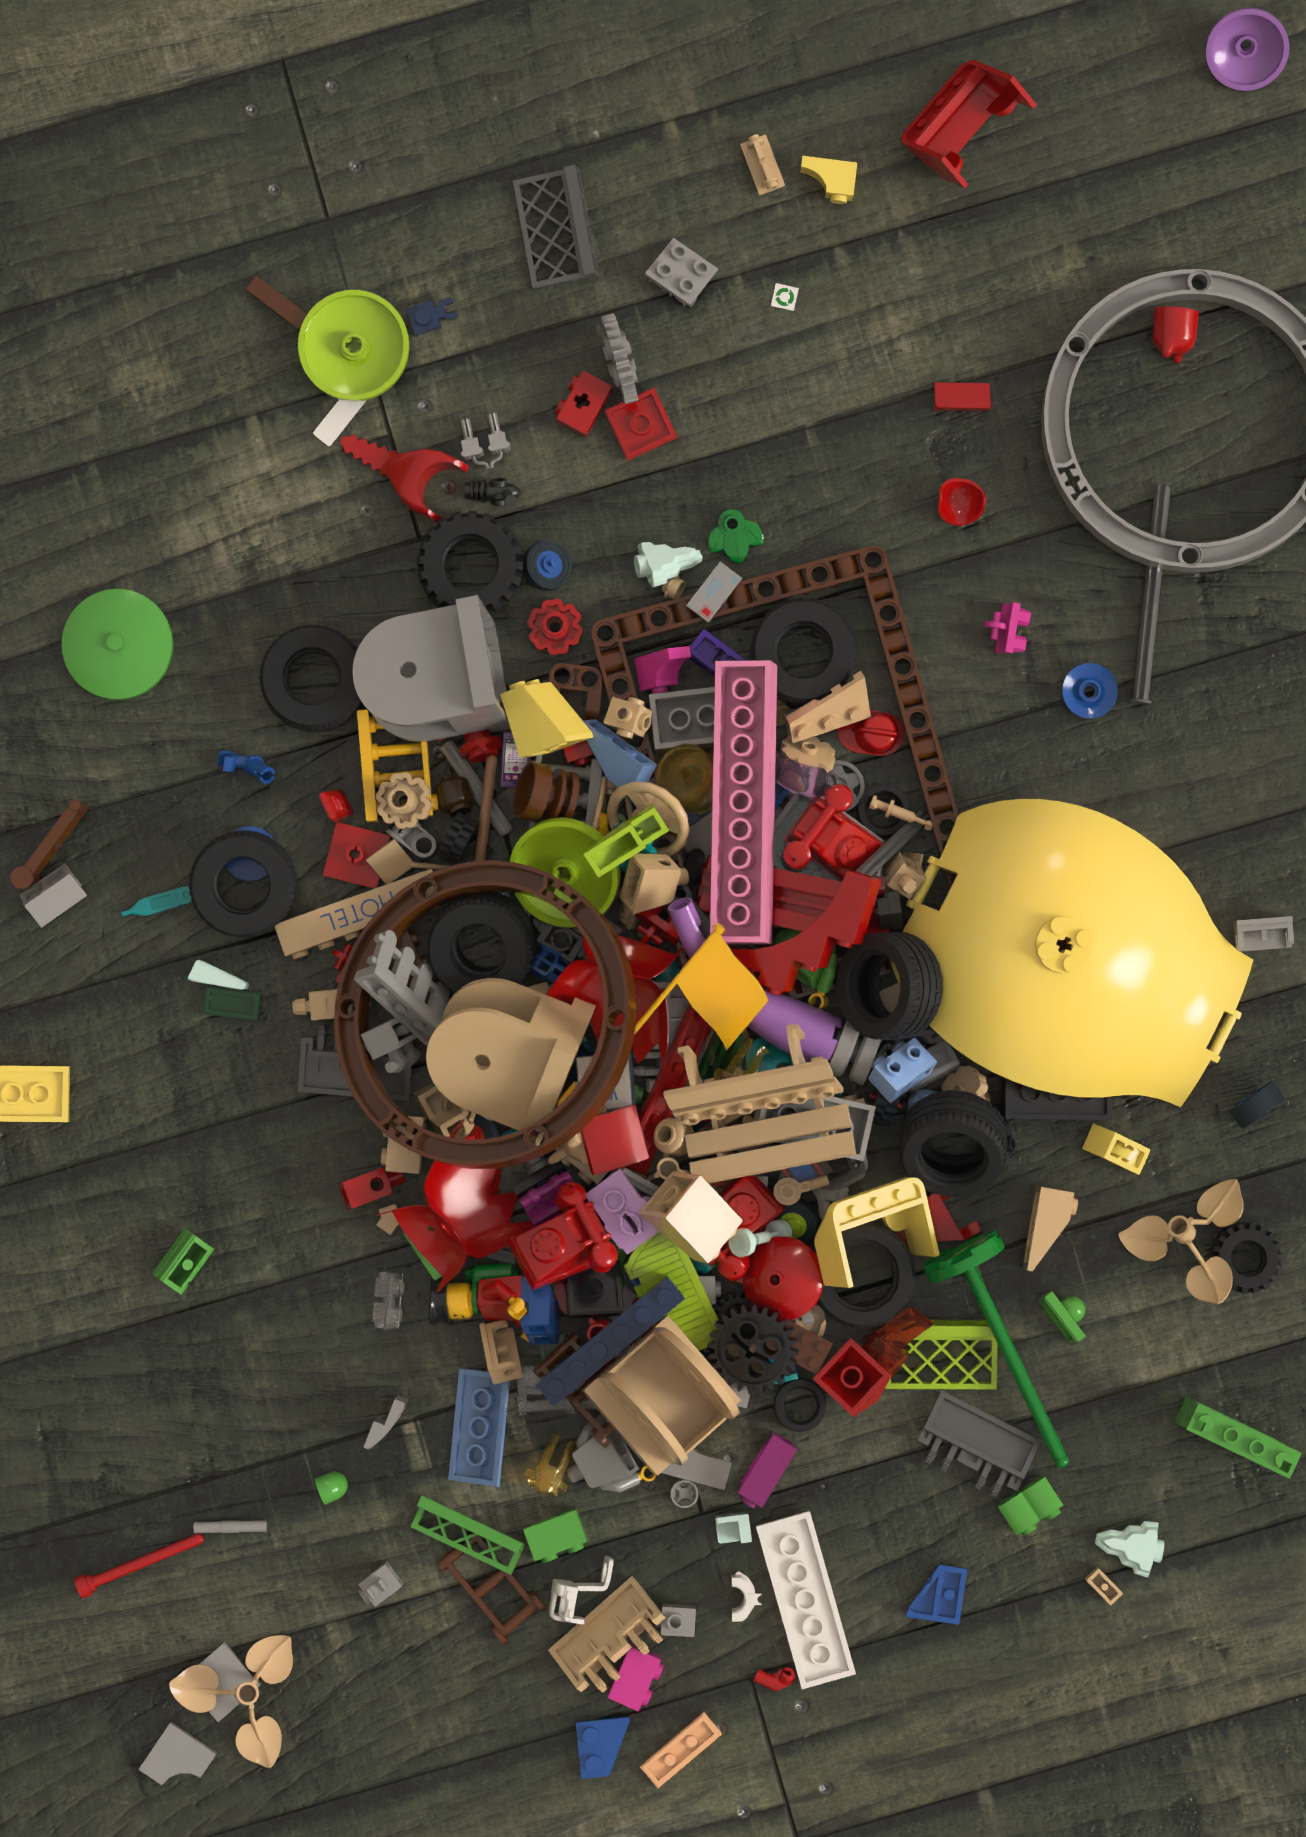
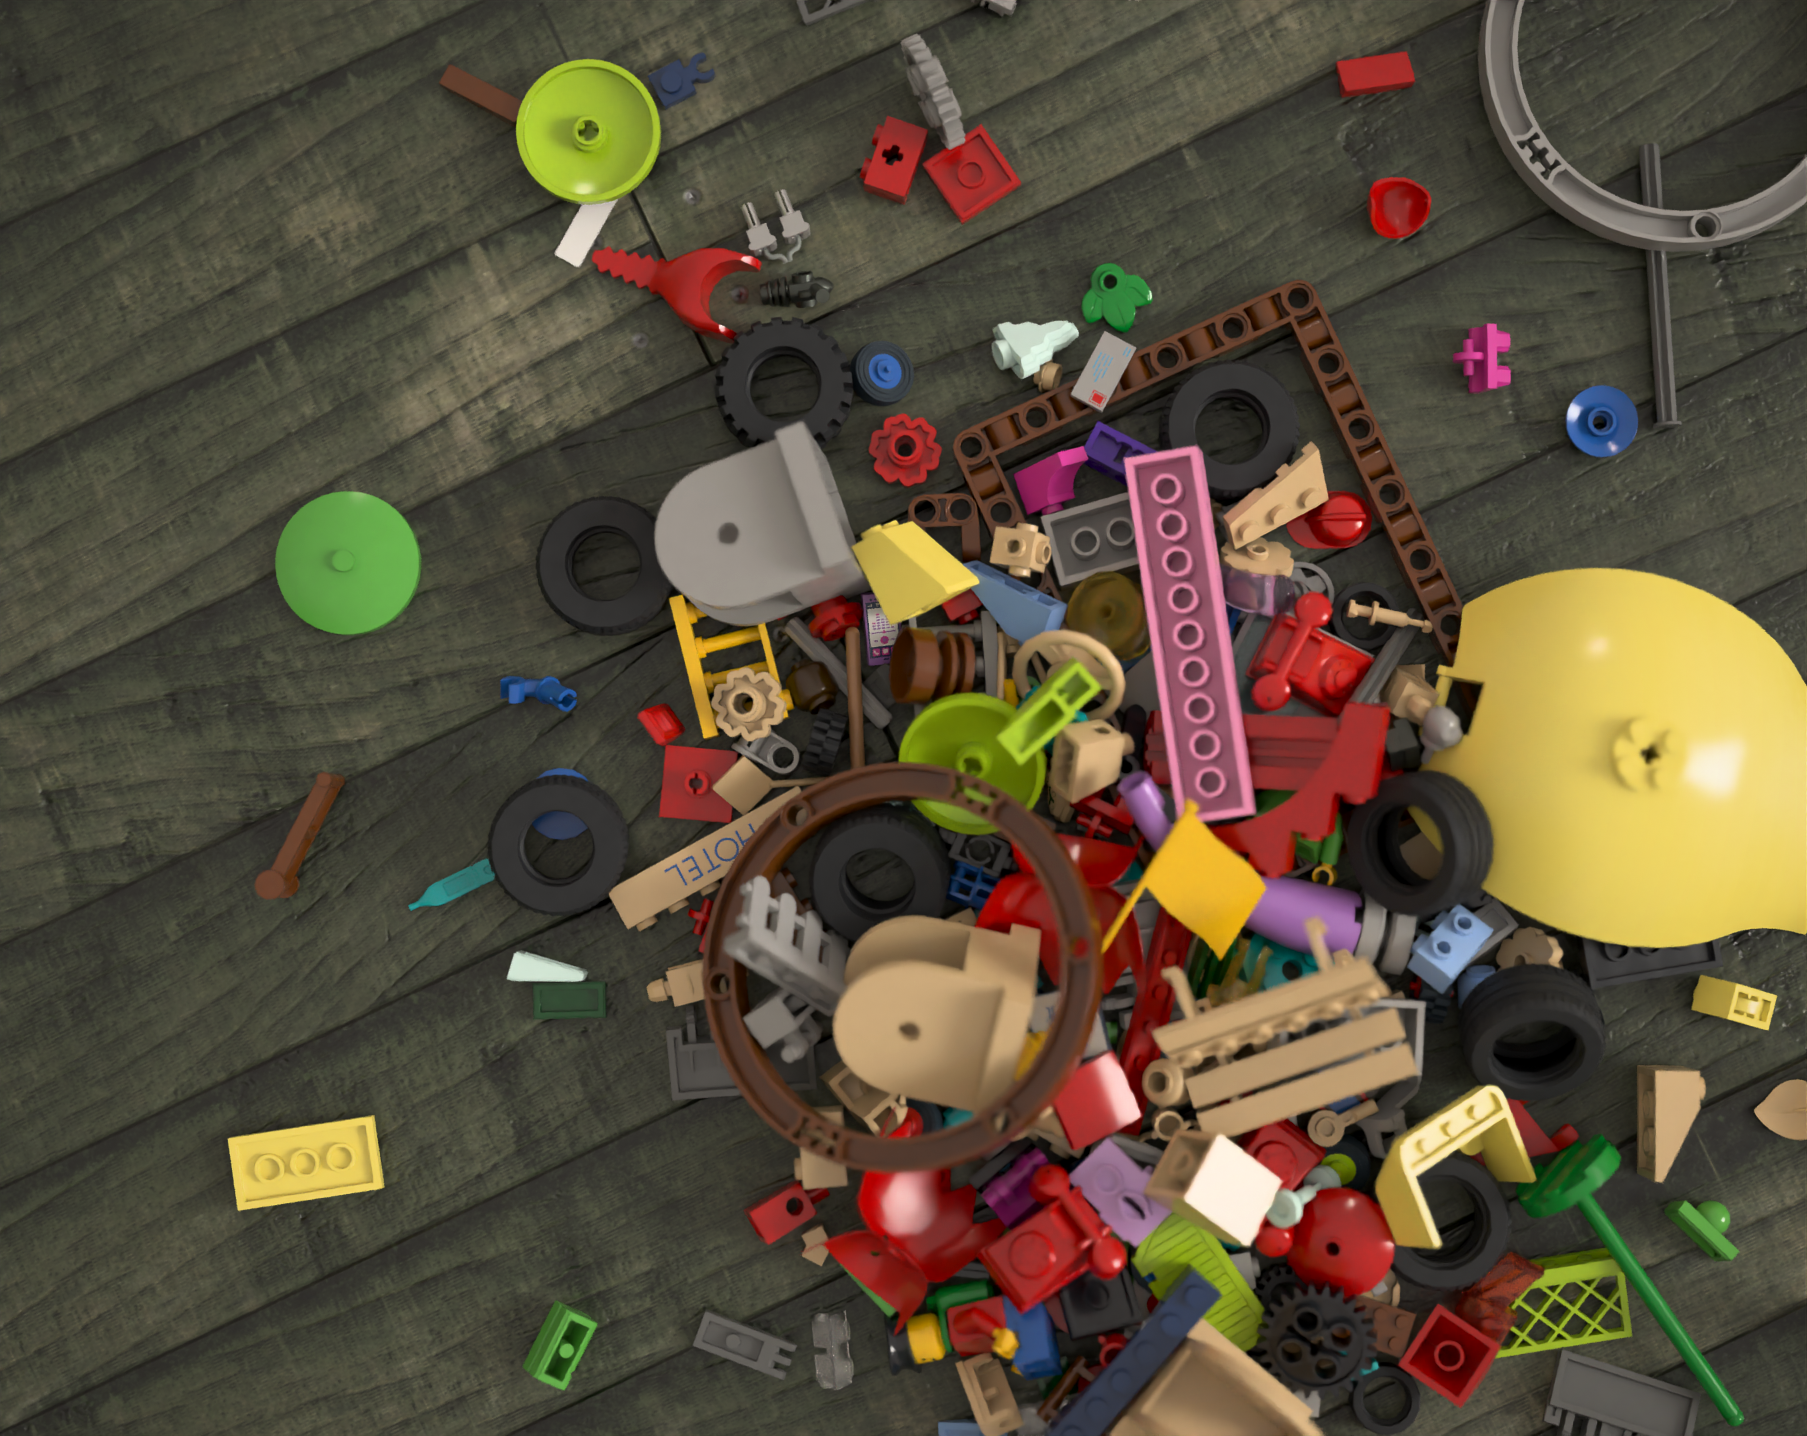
camera: 15 degrees left, 0 degrees up
(52, 895) = (316, 899): light grey hinge -> none
(321, 1284) = (743, 1344): none -> dark grey hinge
(919, 904) = (1439, 731): none -> light grey piece

